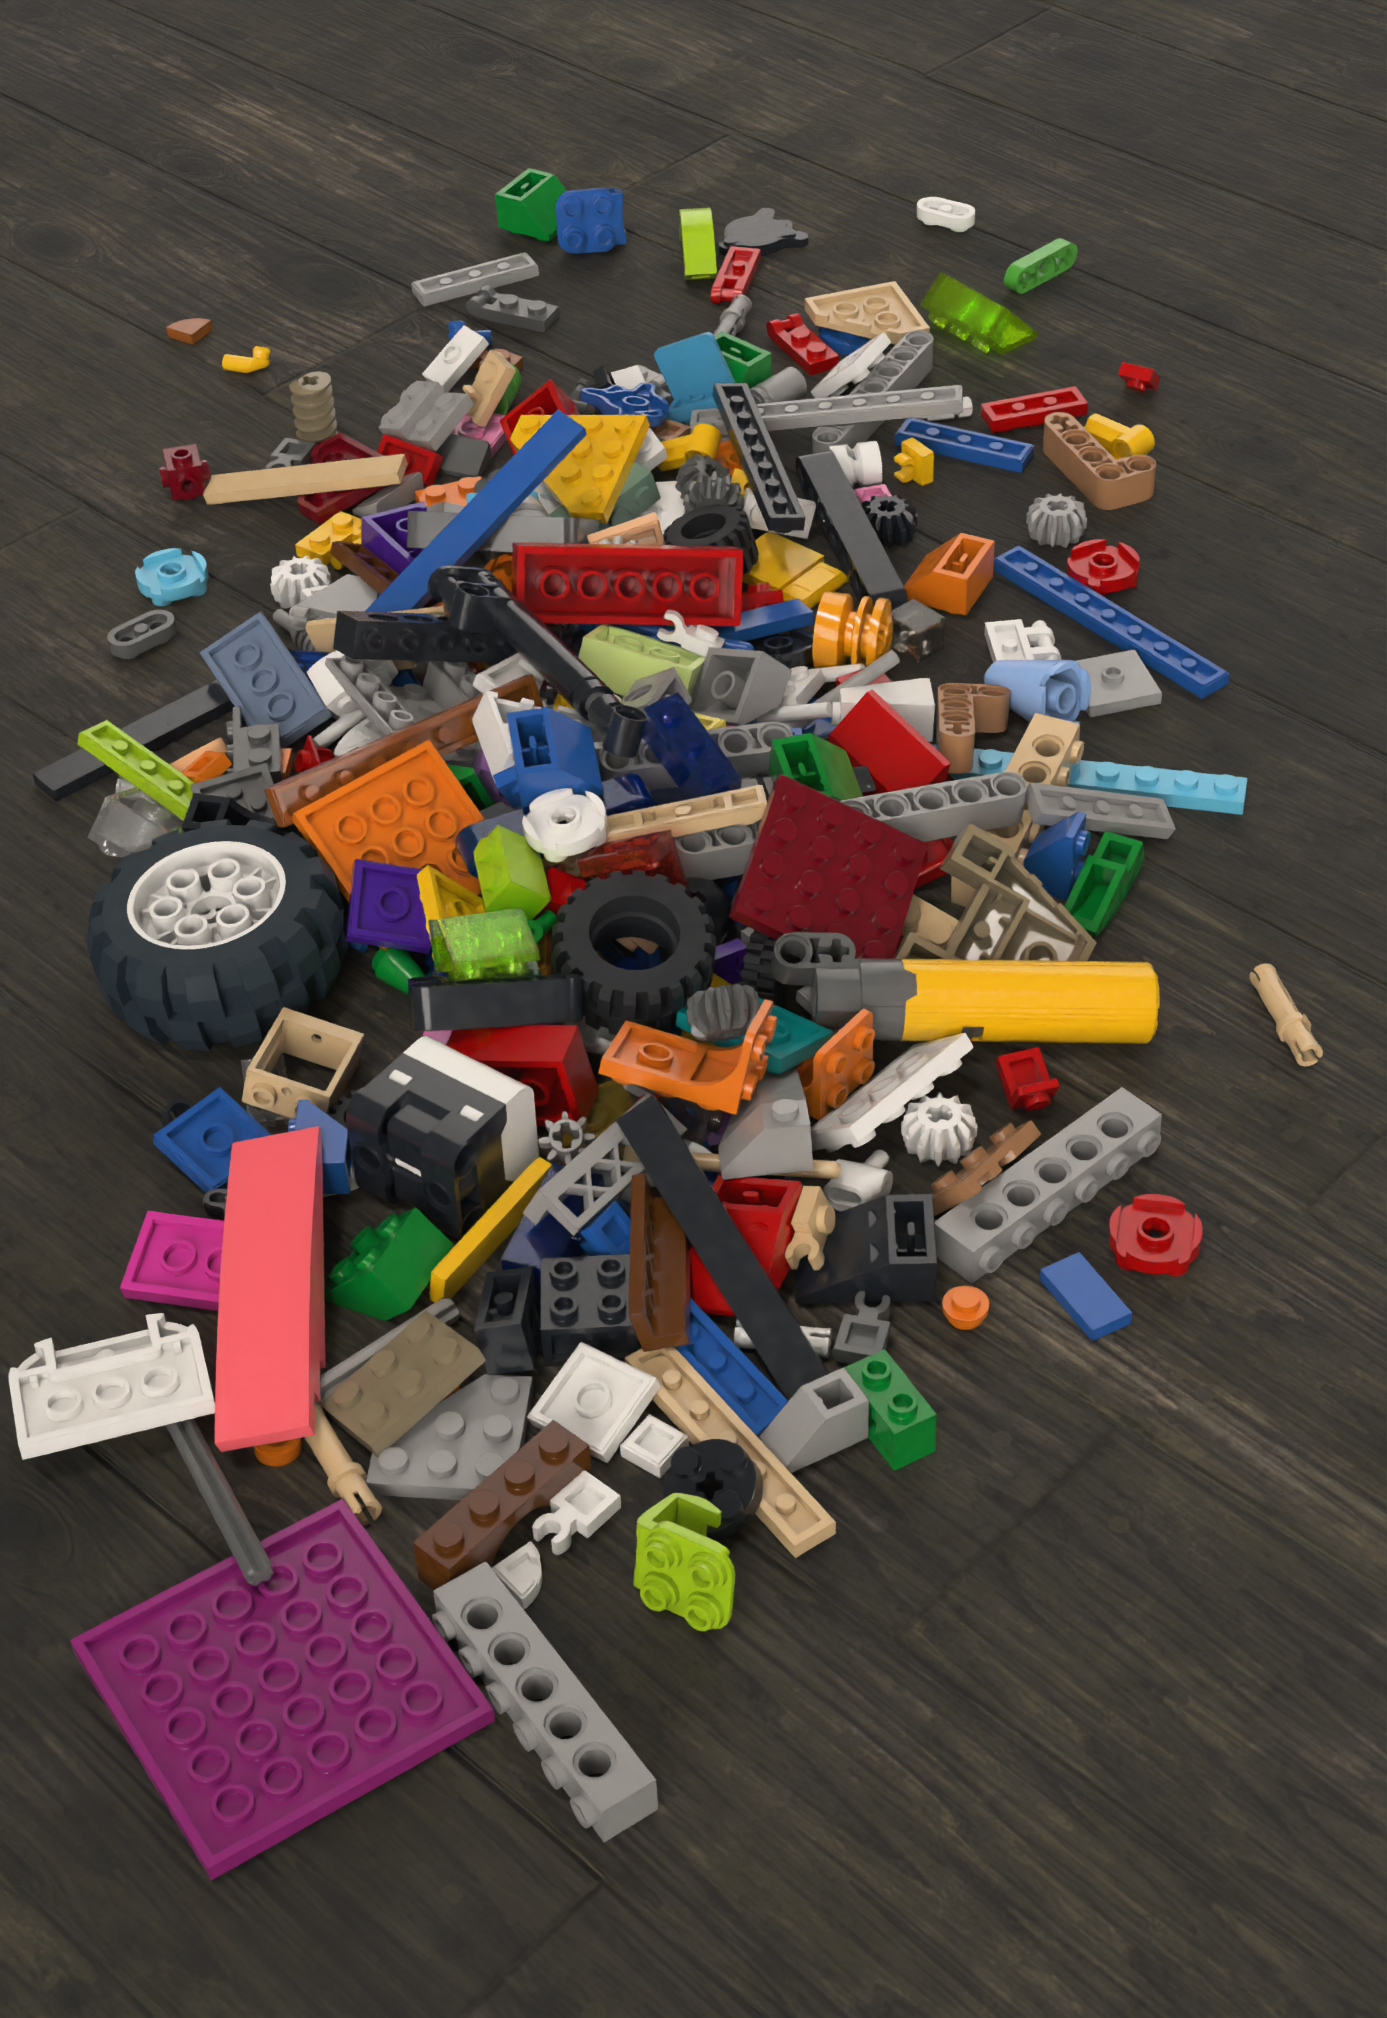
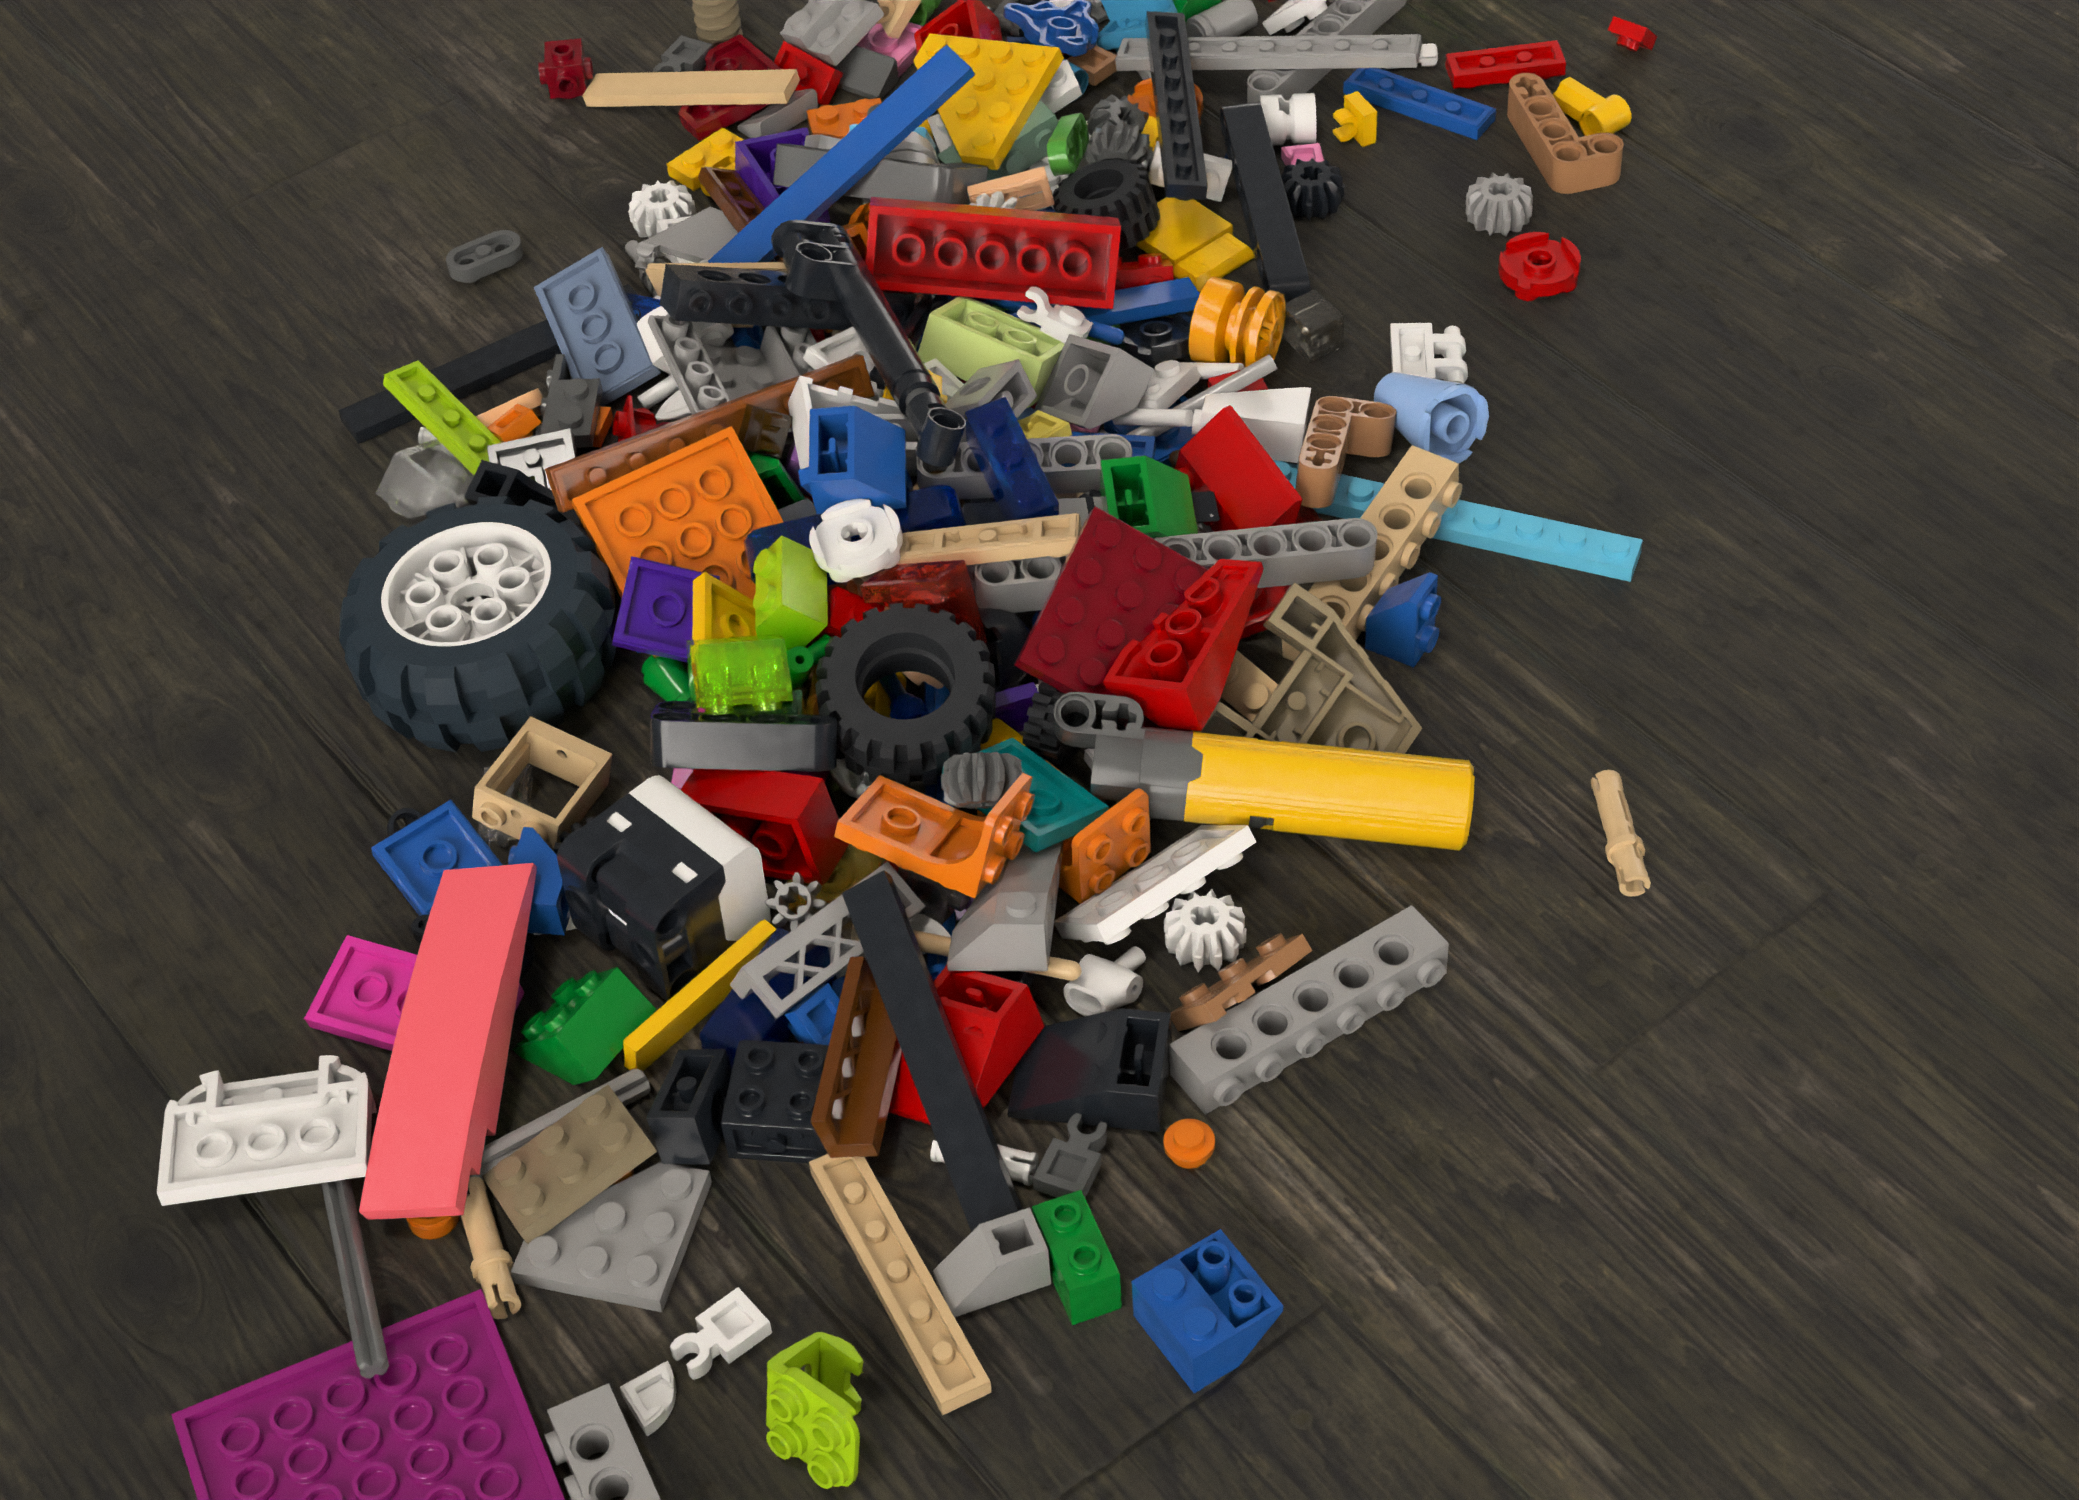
camera: 10 degrees right, 5 degrees up
(172, 576) = (545, 198): medium azure plate -> none
(455, 743) = (764, 430): none -> dark brown tile
(484, 1517) = (613, 1336): reddish brown arch -> none
(596, 1399) = (766, 1209): white tile -> none
(653, 1445) = (822, 1265): white tile -> none
(666, 497) = (1068, 144): none -> bright green beam
(702, 441) = (1123, 80): yellow piece -> none
(728, 1464) = (889, 1304): black plate -> none
(731, 1373) = (916, 1193): blue plate -> none
(811, 1223) = (1035, 1034): tan plate -> none
(885, 891) = (1188, 656): none -> red wedge
(953, 574) = (1367, 262): orange slope -> none
(1015, 1439) = (1205, 1309): none -> blue slope
(1026, 1079) = (1313, 881): red bracket -> none
(1085, 1296) = (1323, 1146): blue tile -> none
(1103, 810) = (1462, 567): light grey plate -> none
(1105, 881) = (1451, 654): green slope -> none
(1111, 622) = (1535, 333): blue tile -> none
(1119, 683) = (1522, 408): light grey plate -> none
(1165, 1255) = (1410, 1107): red plate -> none

